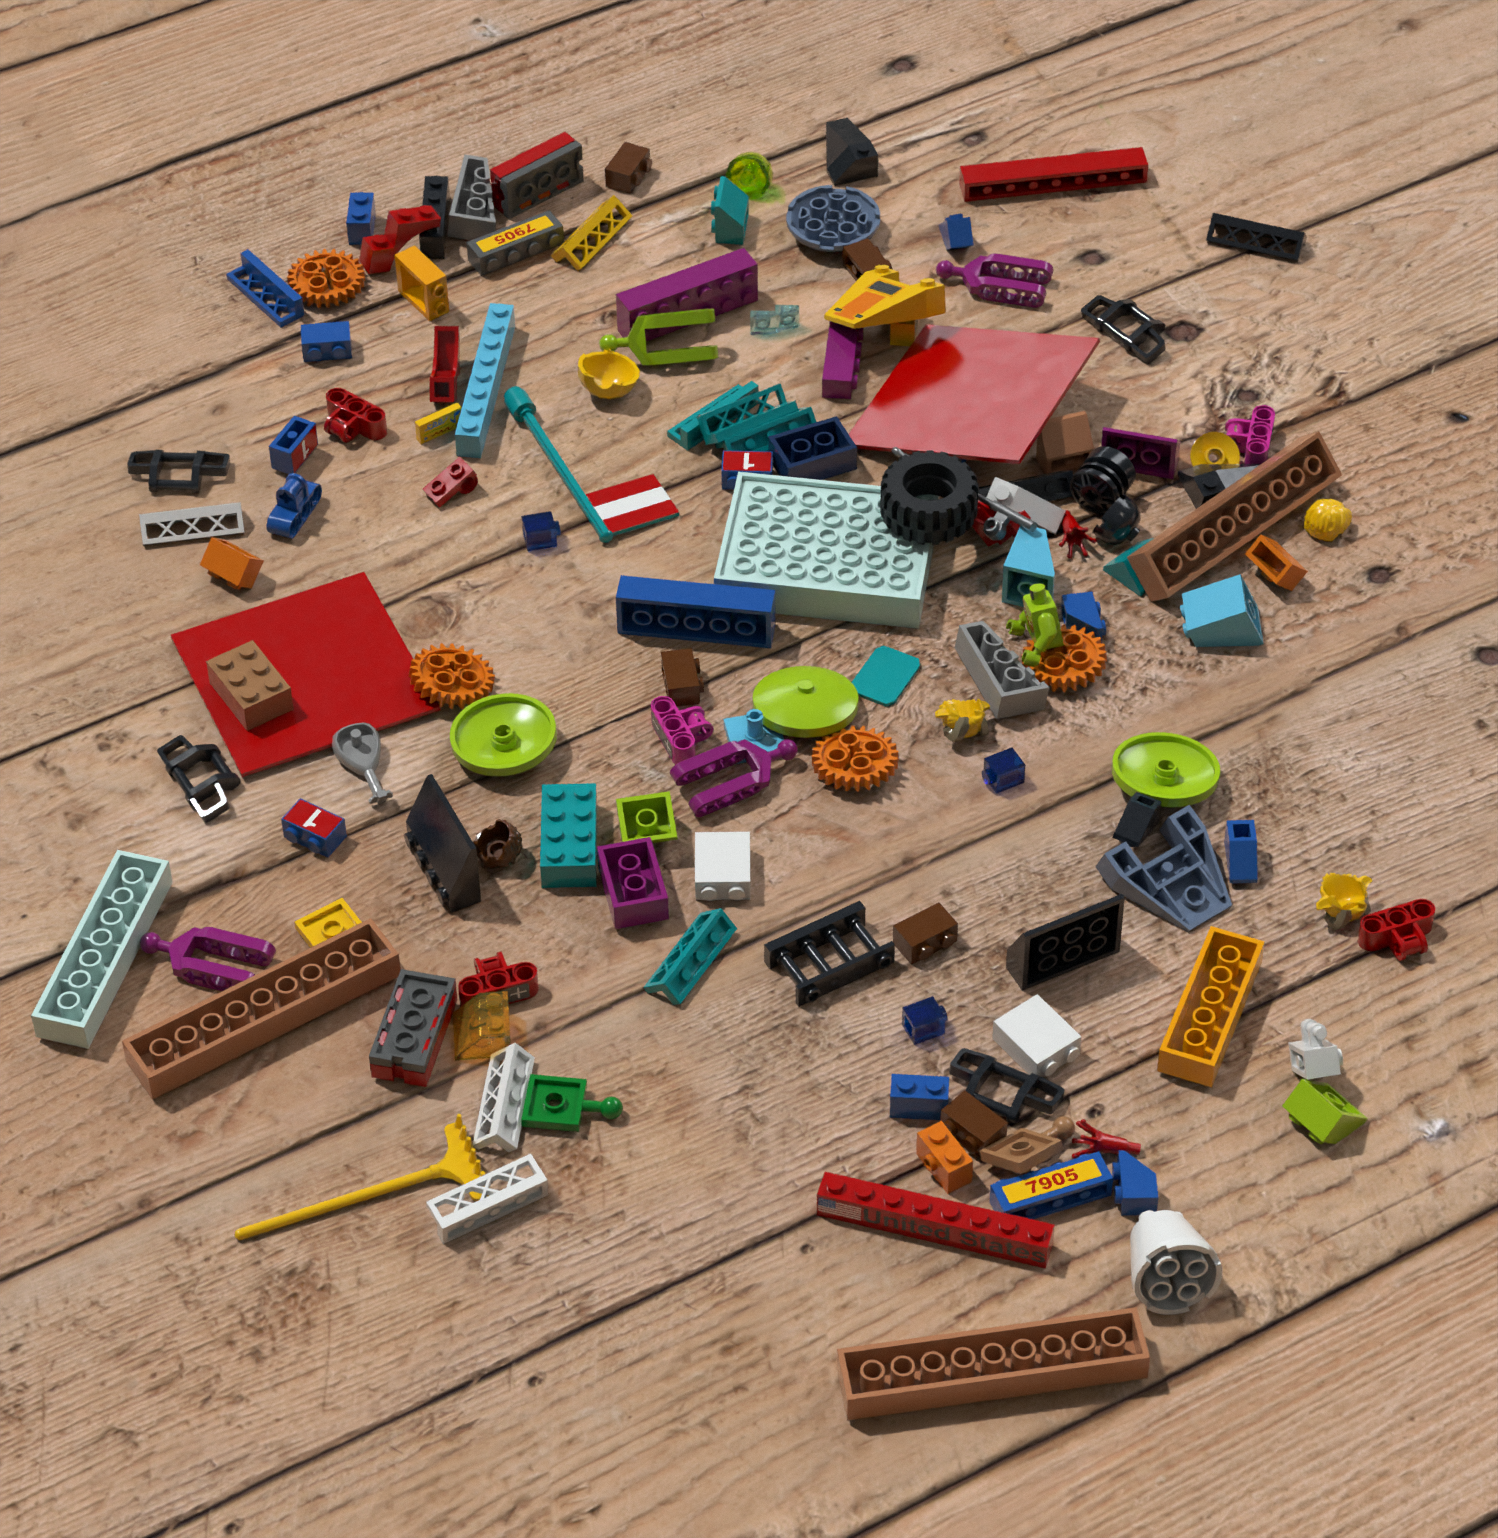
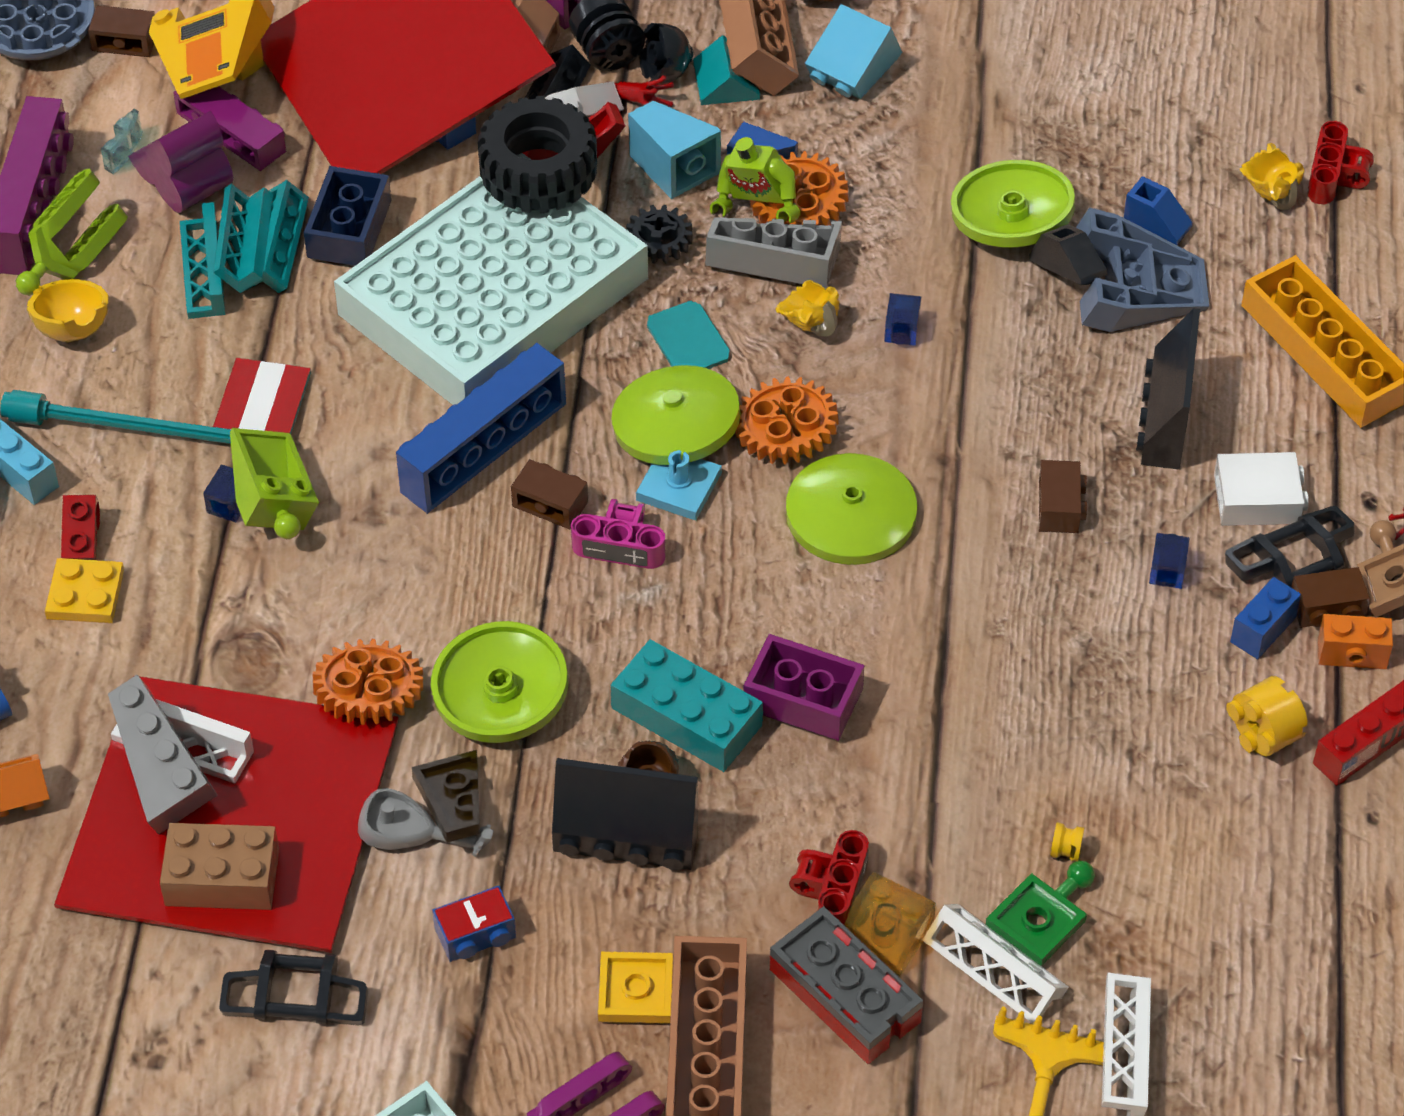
camera: 55 degrees left, 5 degrees up
(297, 606) = (161, 764): none -> light grey wedge
(339, 613) = (212, 735): none -> white fence
(400, 762) = (451, 794): none -> dark brown wing
(410, 514) = (84, 590): none -> yellow plate
(558, 539) = (271, 481): none -> lime slope
(630, 1086) = (1067, 842): none -> yellow wheel
(646, 817) = (733, 629): lime slope -> none
(691, 955) = (940, 692): teal fence -> none
(722, 866) = (837, 603): white brick -> none
(724, 757) = (727, 496): magenta piece -> none
(744, 461) = (311, 281): brick -> none
(774, 351) = (186, 163): none -> magenta brick
(816, 834) = (851, 508): none -> lime dish
(824, 931) = (996, 595): black fence -> none
(824, 1136) = (1268, 717): none -> yellow brick
(953, 608) = (663, 232): none -> black gear
(1002, 517) = (604, 117): flat silver piece -> none

